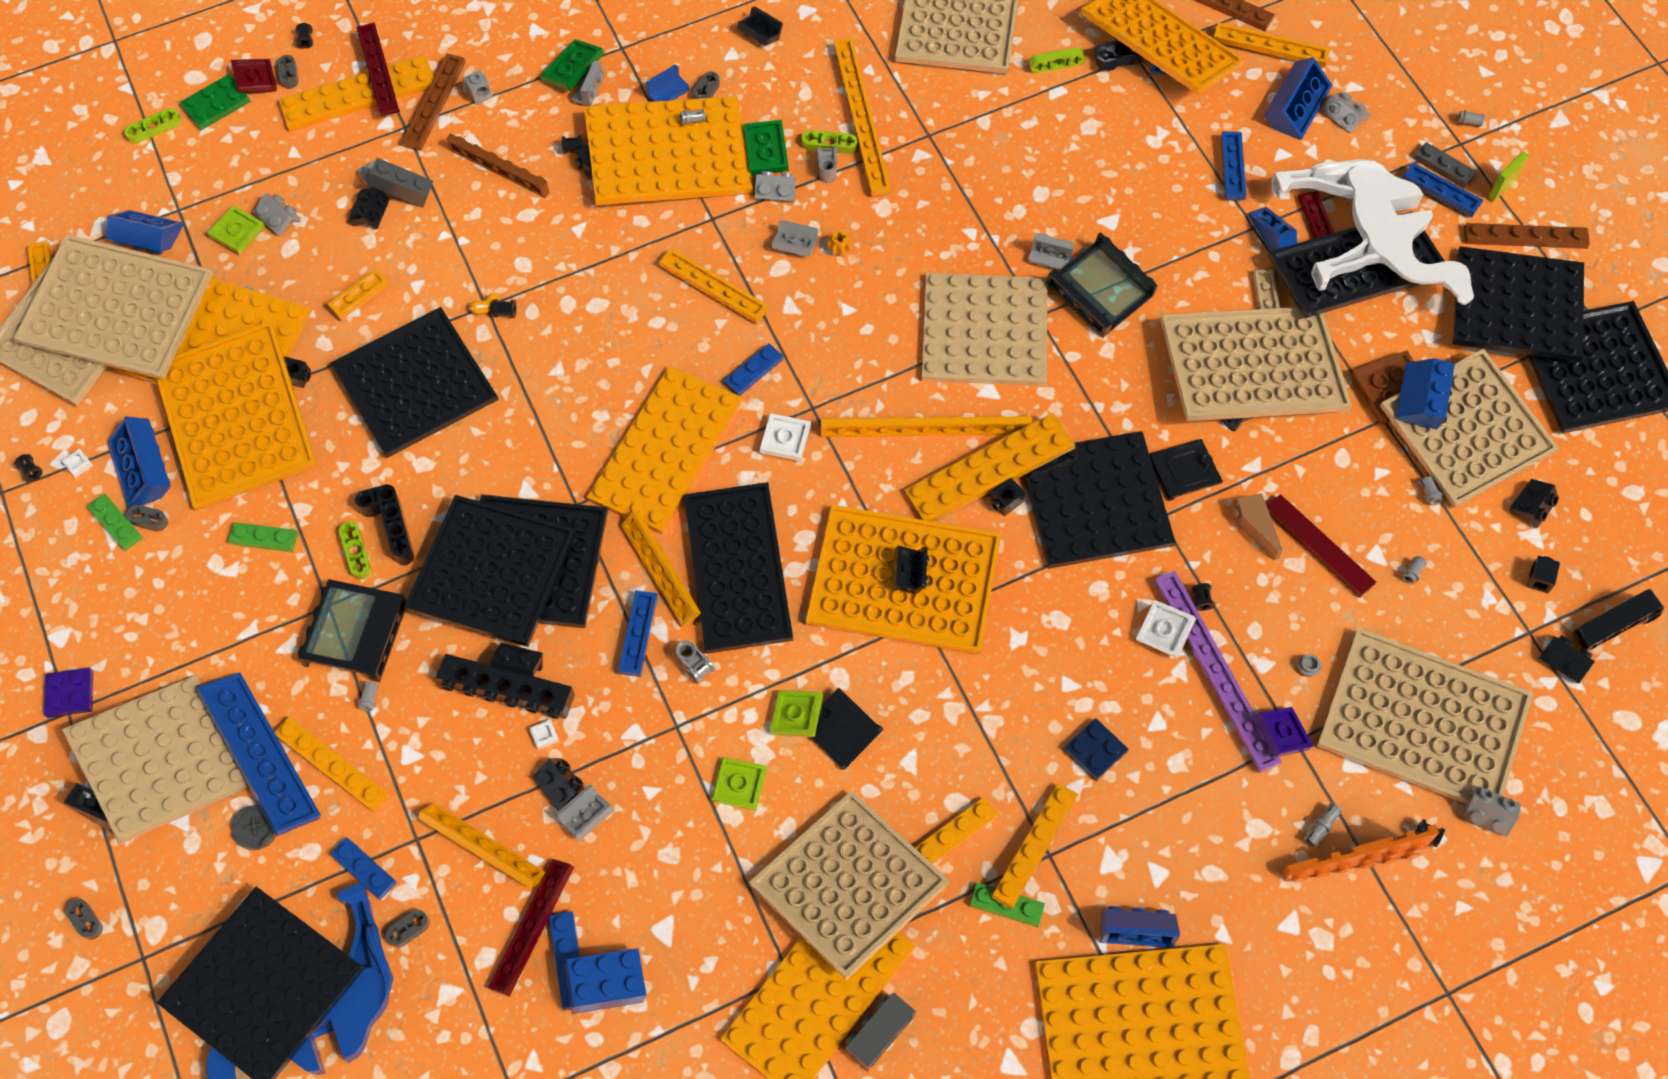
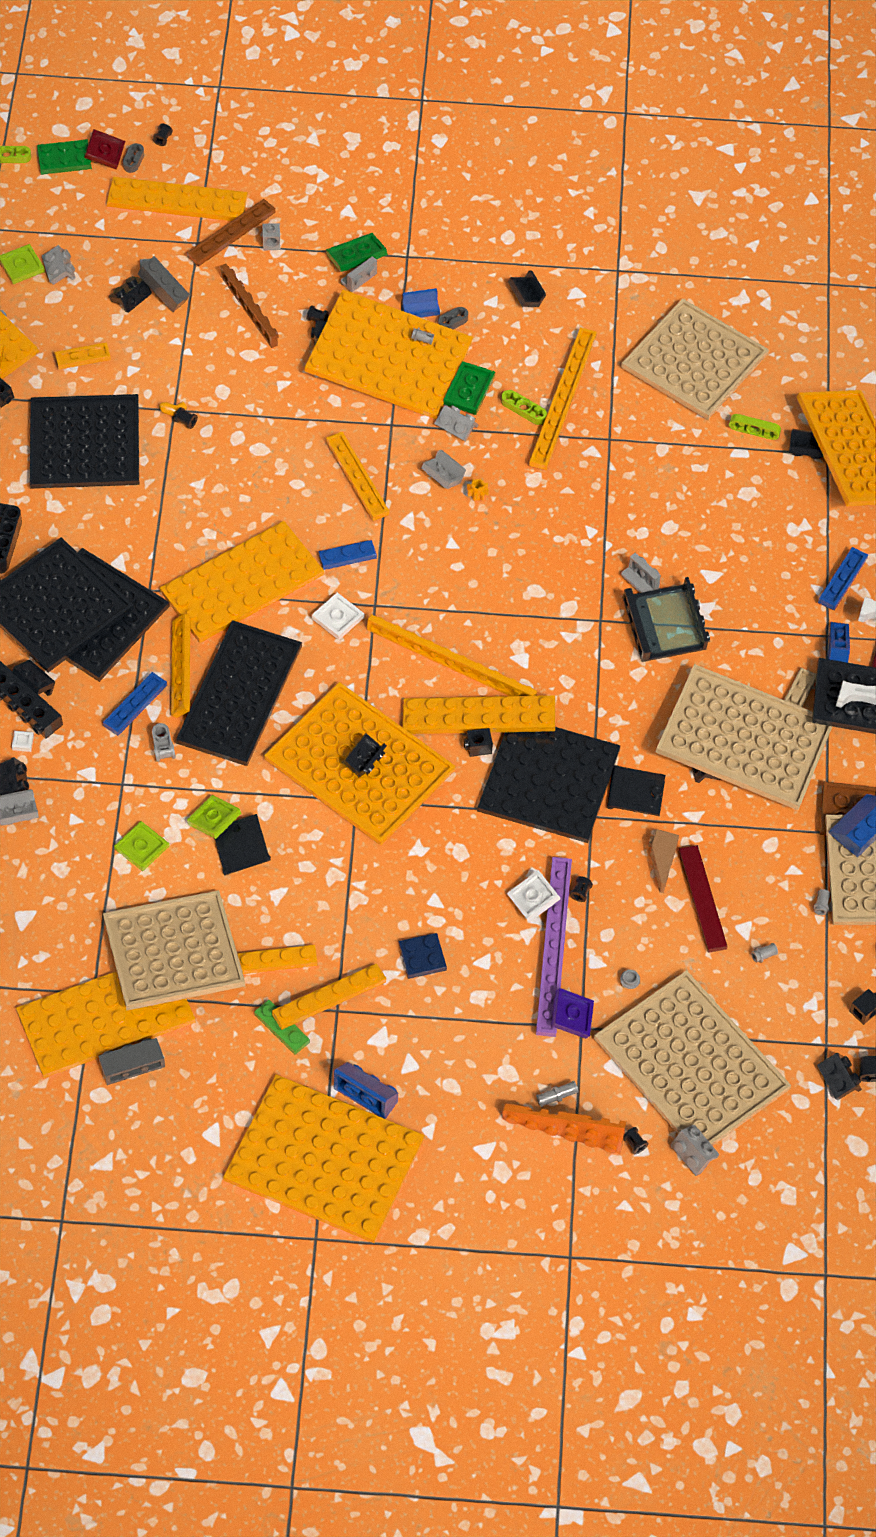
camera: 25 degrees right, 5 degrees down
(378, 69) = (202, 187): dark red tile -> none
(827, 164) = (510, 423): light grey piece -> none
(985, 329) = (550, 610): tan plate -> none

